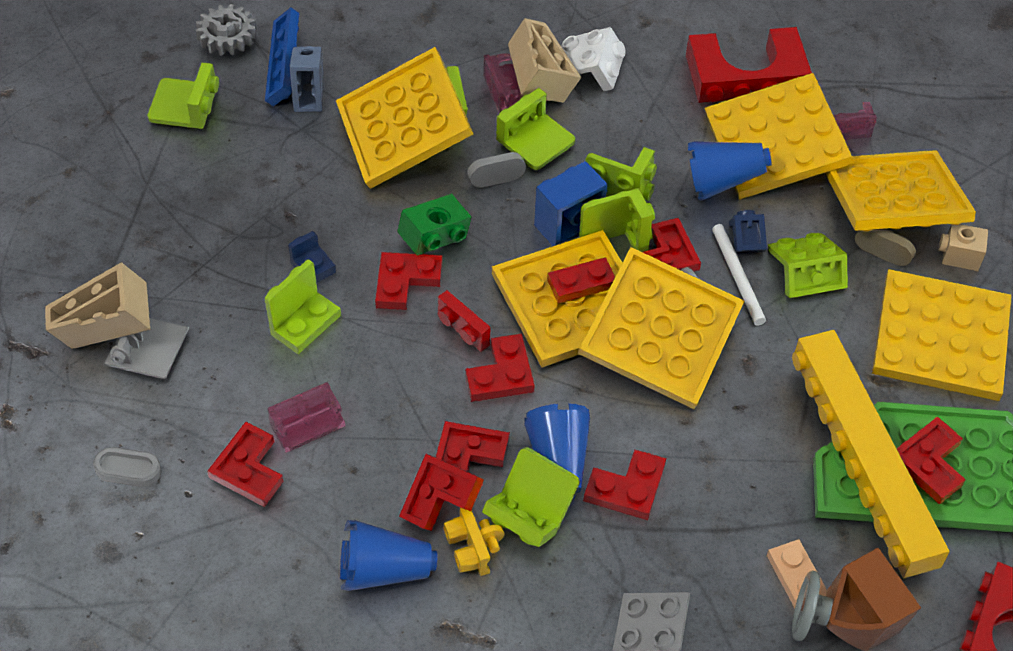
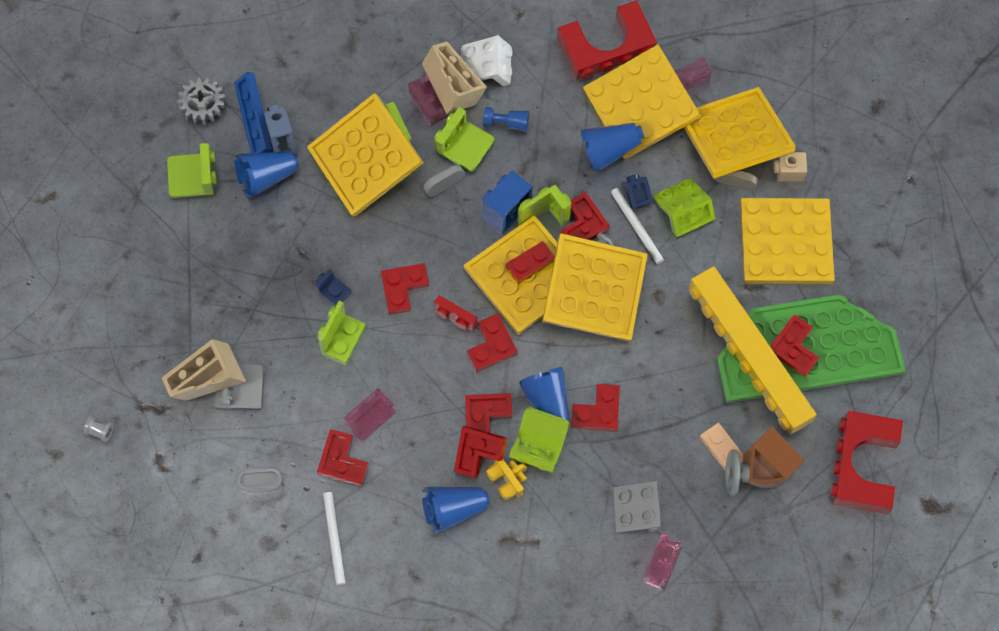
camera: 15 degrees left, 15 degrees up
(200, 568) = (334, 538): none -> white bar
(273, 110) = (263, 170): none -> blue cone
(434, 224) = (417, 230): green brick -> none
(607, 123) = (515, 119): none -> blue piece
(623, 177) = (541, 176): lime bracket -> none

